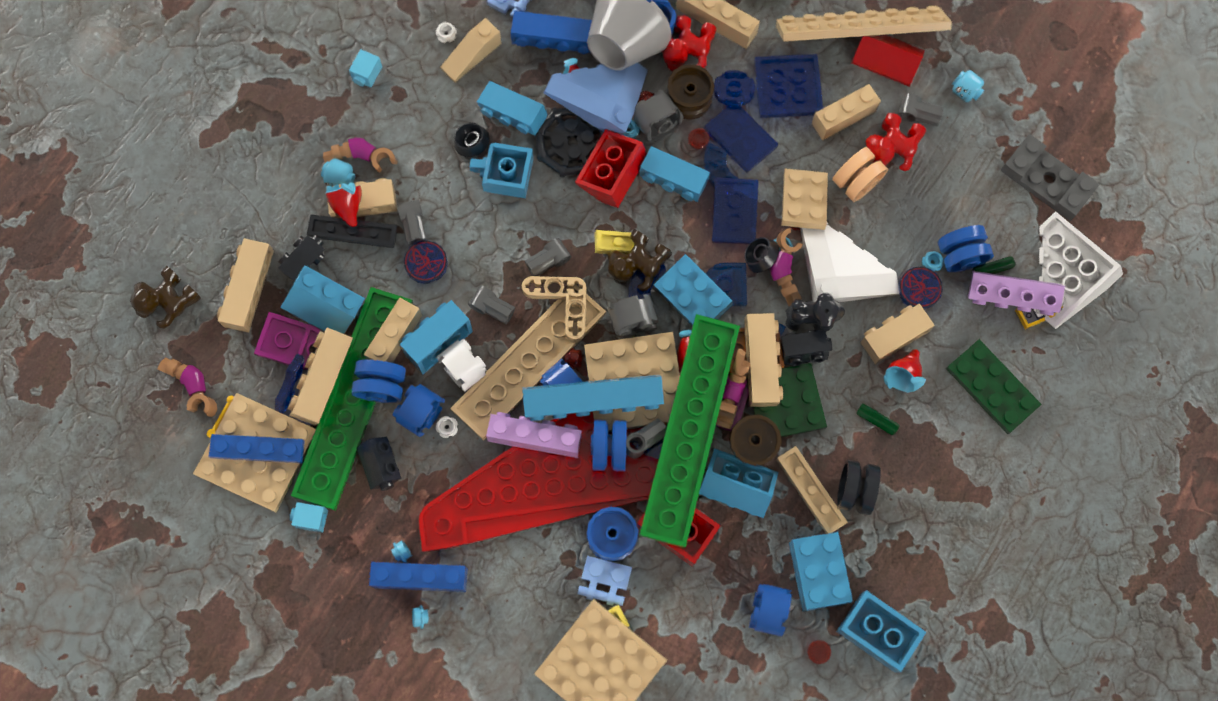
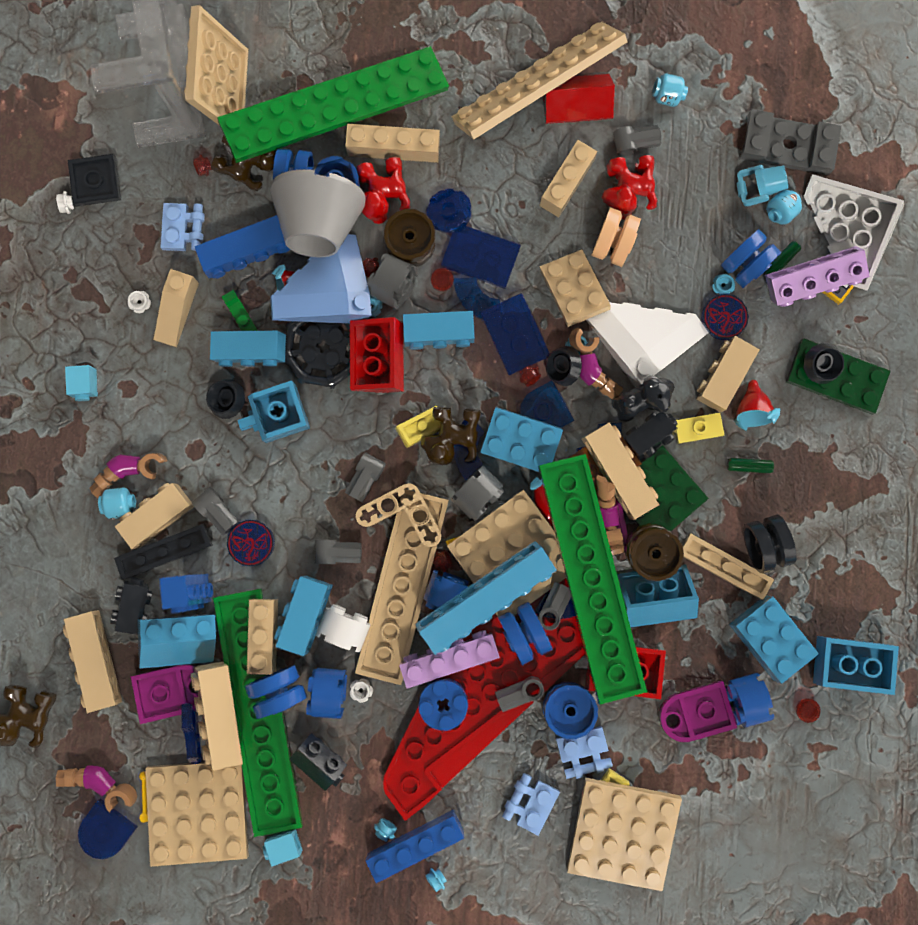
camera: 30 degrees left, 10 degrees up
(173, 426) = (104, 832): none -> clear blue tile
(256, 448) = (196, 812): blue plate -> none
(345, 201) = (140, 532): red hat -> none
(354, 262) = (185, 592): none -> blue brick
(520, 77) = (238, 312): none -> green piece
(522, 468) = (443, 718): none -> blue brick
(538, 605) = (537, 807): none -> light blue plate
(574, 495) = (517, 695): none -> dark grey piece
(722, 600) = (699, 713): none -> magenta plate
(729, 249) = (529, 375): none -> clear red plate
(788, 85) = (499, 180): clear blue plate -> none
(849, 366) = (699, 428): none -> light yellow plate
(984, 365) = (823, 363): none -> black hat
(1013, 196) = (768, 180): none -> medium azure piece
(1017, 225) = (784, 207): none -> medium azure head

